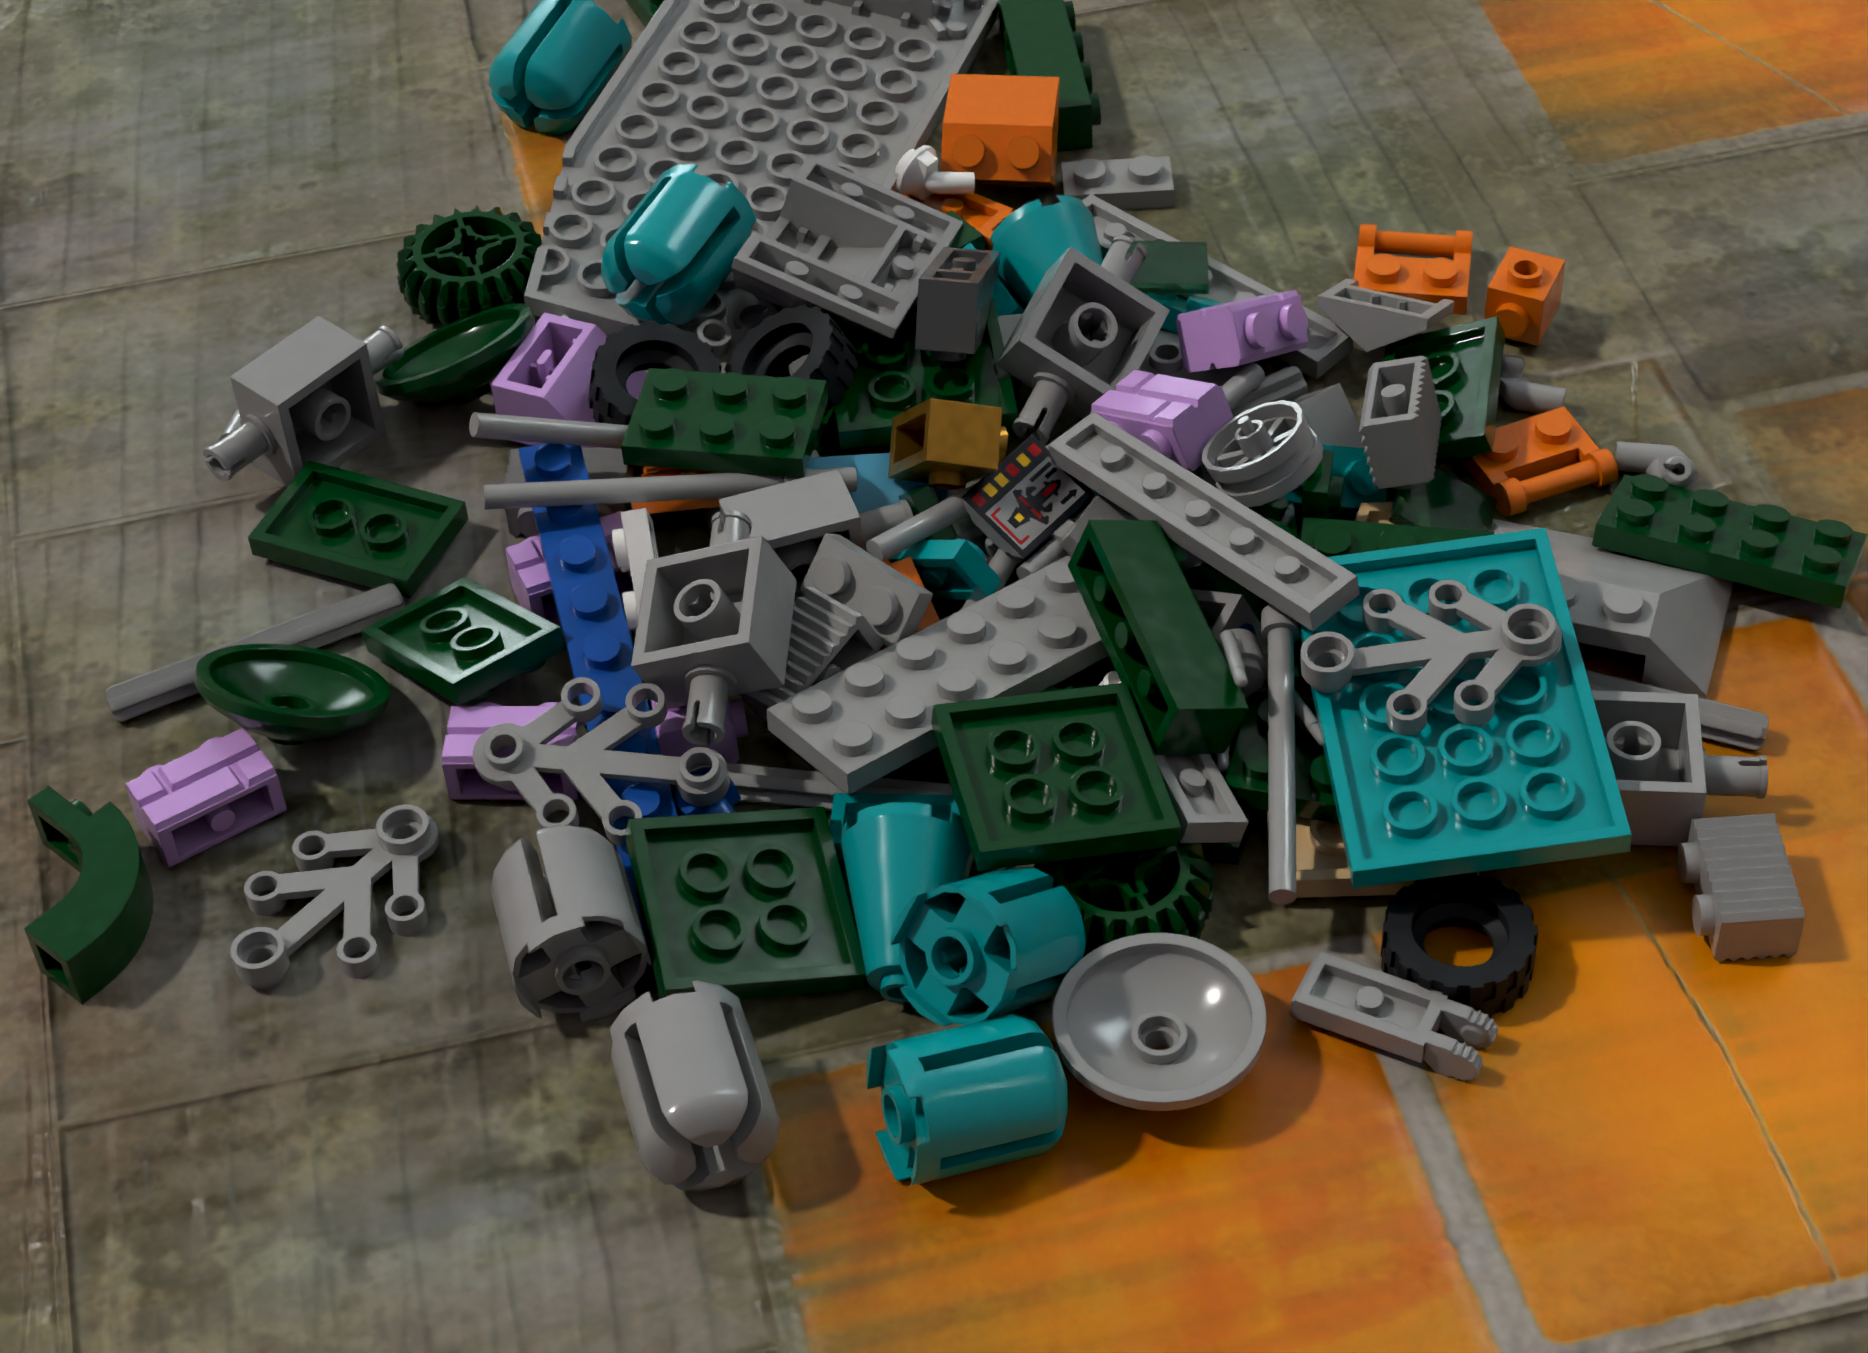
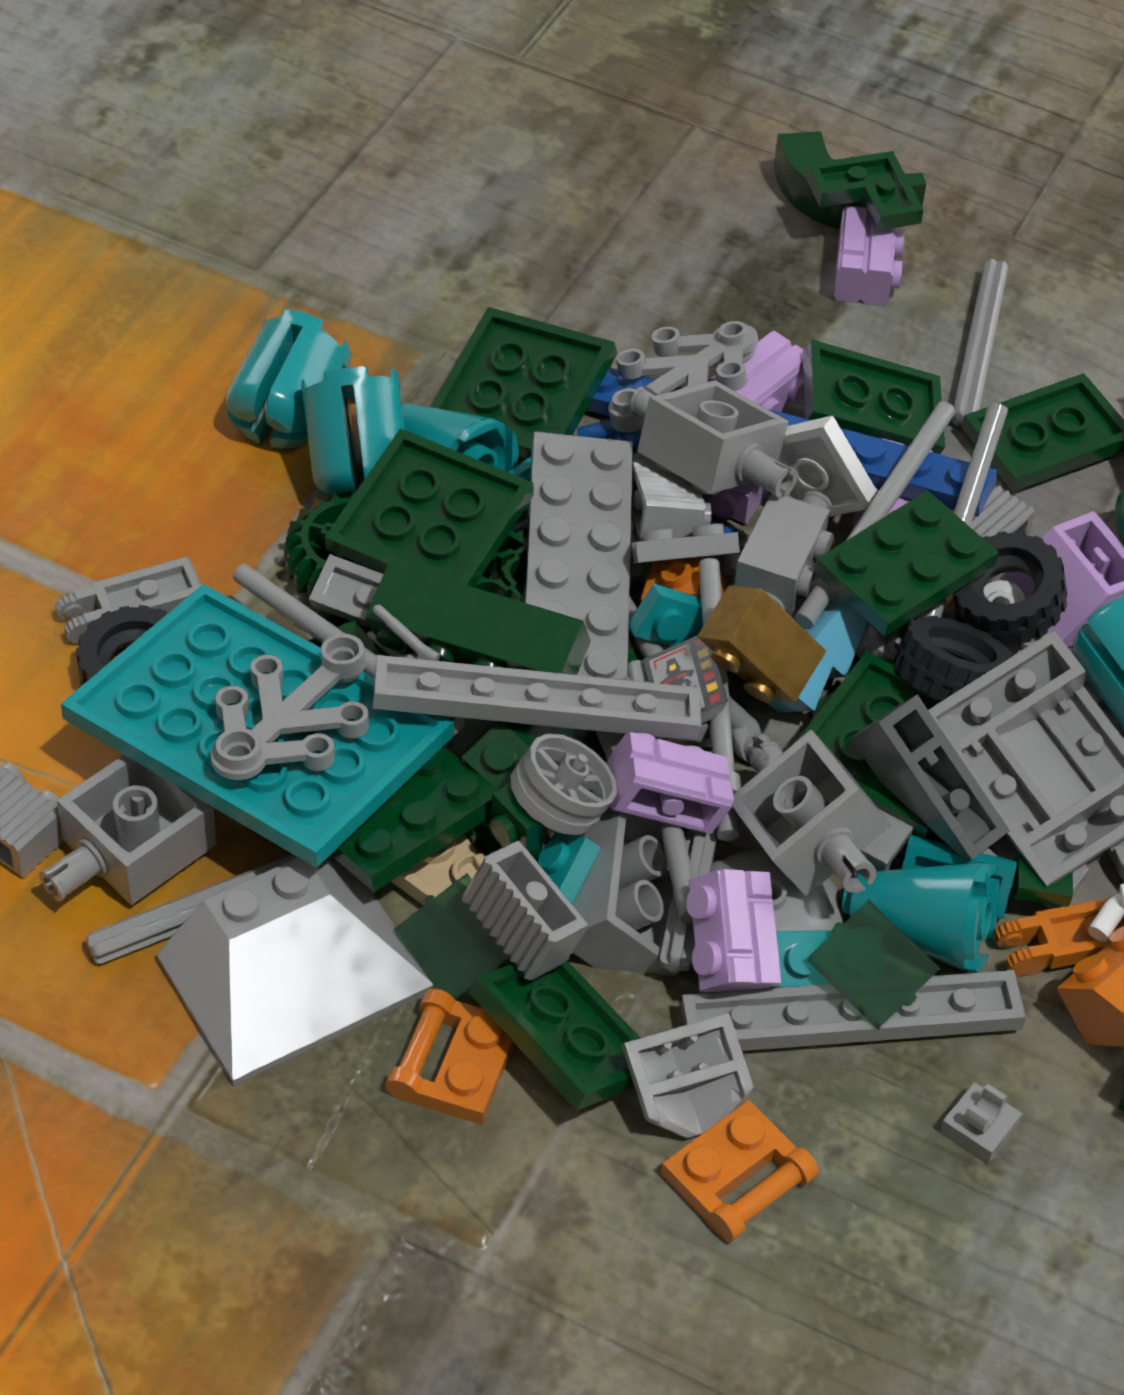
camera: 125 degrees right, 5 degrees up
(114, 796) = (871, 179): none -> dark green plate
(291, 691) = (923, 292): dark green dish -> none
(399, 842) = (719, 228): light grey plant -> none
(567, 919) = (593, 302): light grey cylinder -> none
(694, 1087) = (425, 267): light grey cylinder -> none
(1124, 183) = (1044, 1069): light grey plate -> none
(1166, 996) = (236, 480): light grey dish -> none
(1202, 186) = (981, 1121): none -> light grey tile
(1523, 395) = (533, 1111): light grey arm -> none
(1525, 294) = (611, 1176): orange brick -> none
(1657, 460) = (368, 1127): light grey arm -> none
(1731, 539) = (247, 1078): dark green plate -> none

